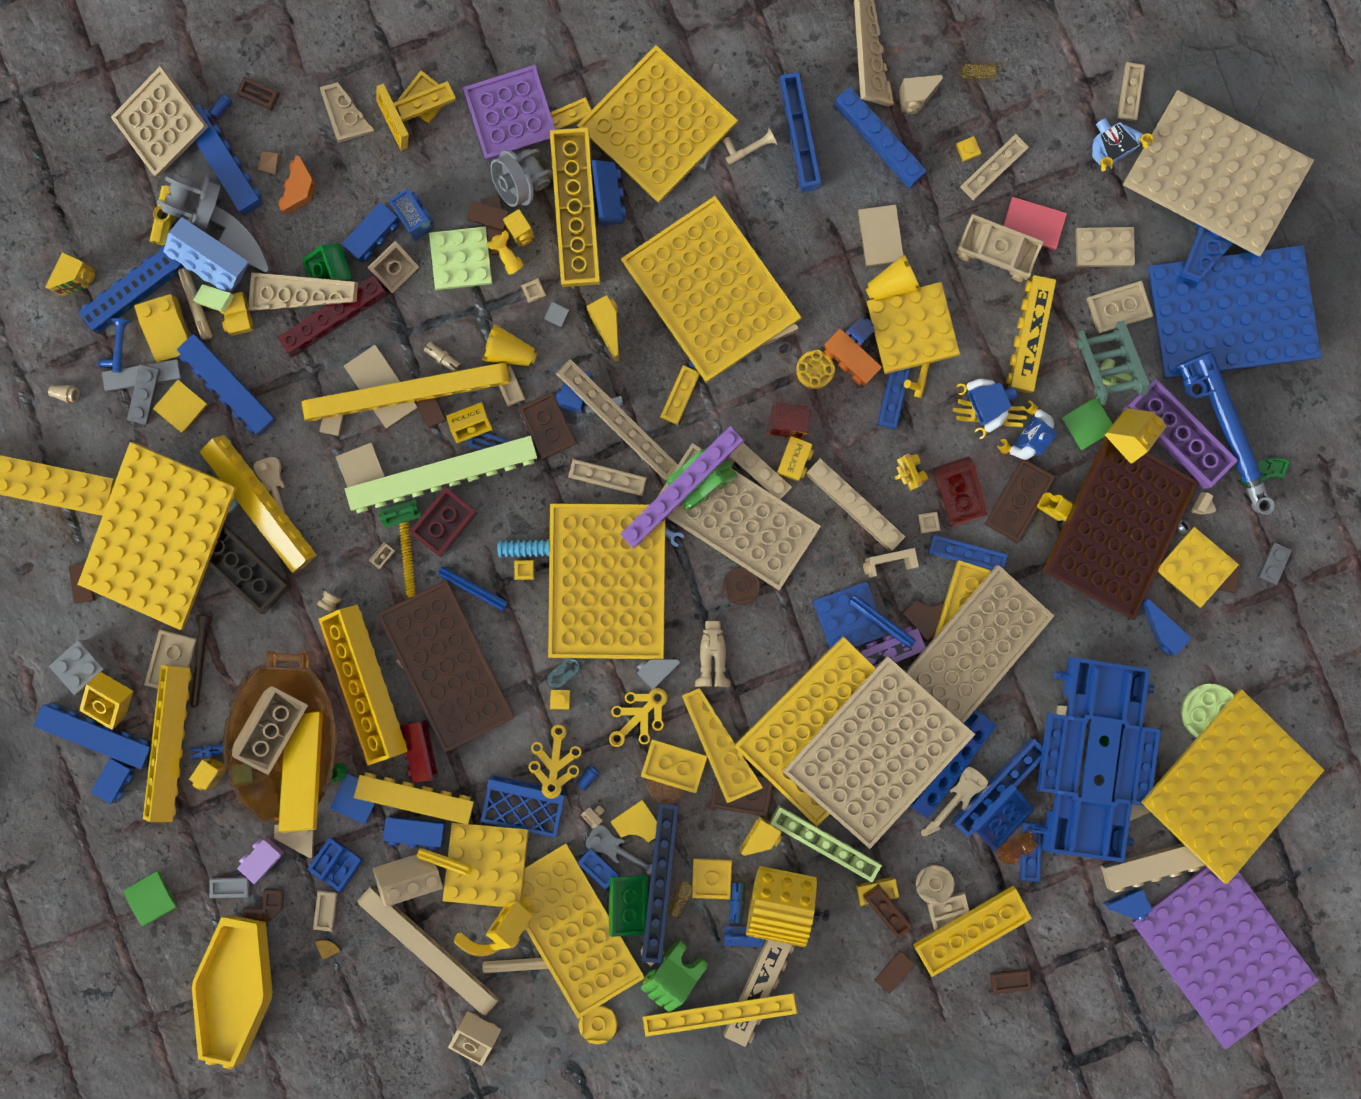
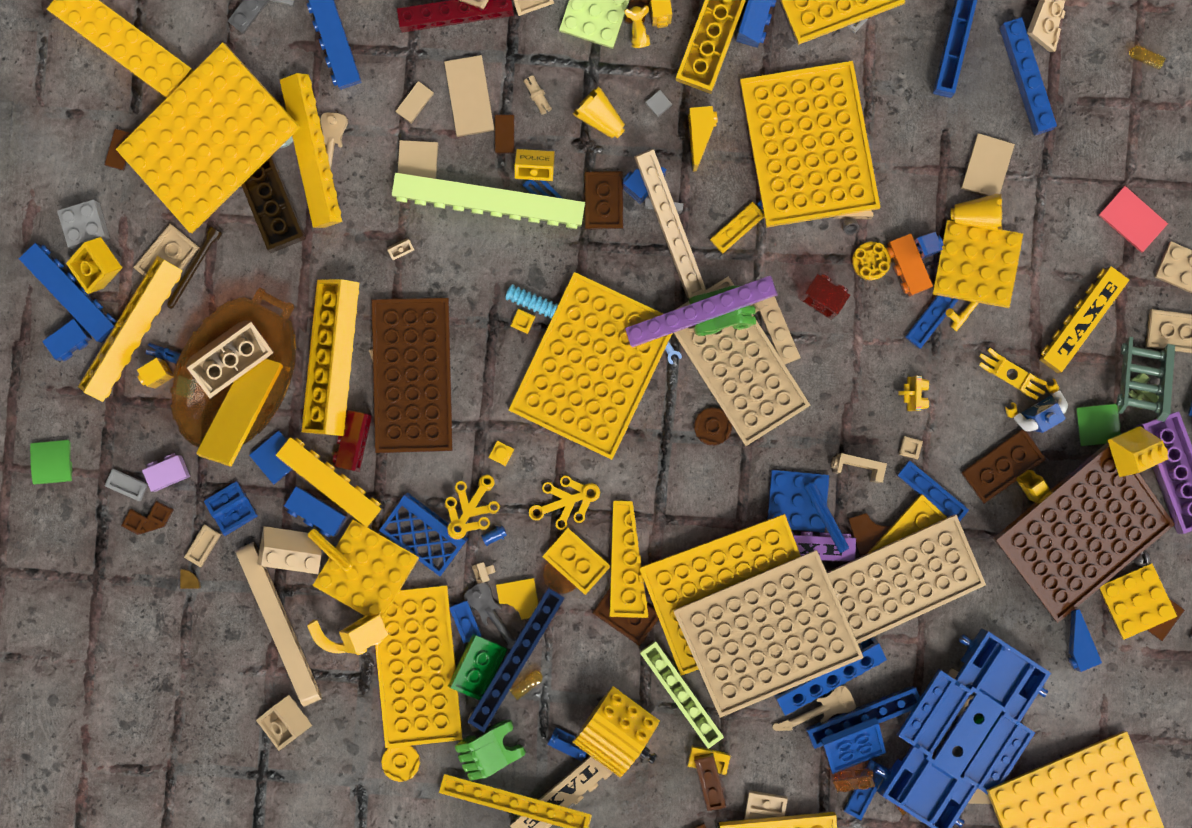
camera: 30 degrees right, 0 degrees up
(180, 406) = (280, 31): yellow tile -> none
(231, 991) = (87, 578): yellow container -> none
(300, 840) = (208, 470): tan wing -> none
(329, 601) = (333, 268): tan wheel -> none
(339, 772) = (272, 427): green tile -> none
(400, 513) = (434, 219): green hinge -> none
(405, 392) = (490, 111): yellow beam -> none
(409, 584) = (420, 264): yellow piece -> none
(443, 522) = (470, 244): brick -> none
(472, 588) = (468, 316): blue axle -> none
(512, 392) = (585, 148): tan tile -> none
(514, 965) = (349, 673): tan axle -> none
(533, 291) = (647, 72): tan tile -> none
(560, 669) = (517, 435): clear light blue beam -> none
(607, 477) = (636, 272): tan tile -> none
(656, 670) = (600, 467): light grey slope -> none
(711, 878) = (564, 679): yellow tile -> none
(712, 646) = (662, 468): tan piece -> none
(736, 902) = (576, 710): blue pin -> none
(737, 155) = (894, 33): tan piece -> none
(760, 837) = (626, 661): yellow slope -> none
(794, 459) = (815, 333): yellow brick -> none
(855, 505) = (850, 400): tan brick -> none
(917, 92) = (1081, 50): tan slope -> none
(935, 884) = (764, 778): tan tile -> none
(960, 491) = (952, 432): clear red slope -> none
(968, 149) = (1104, 124): yellow plate -> none
(989, 402) = (1016, 363): blue torso -> none
(994, 167) = (1120, 151): tan plate -> none
(999, 247) = (1091, 226): tan piece -> none
(1202, 706) = (1084, 730): yellowish green tile -> none
(1204, 504) = (1170, 547): tan tile -> none

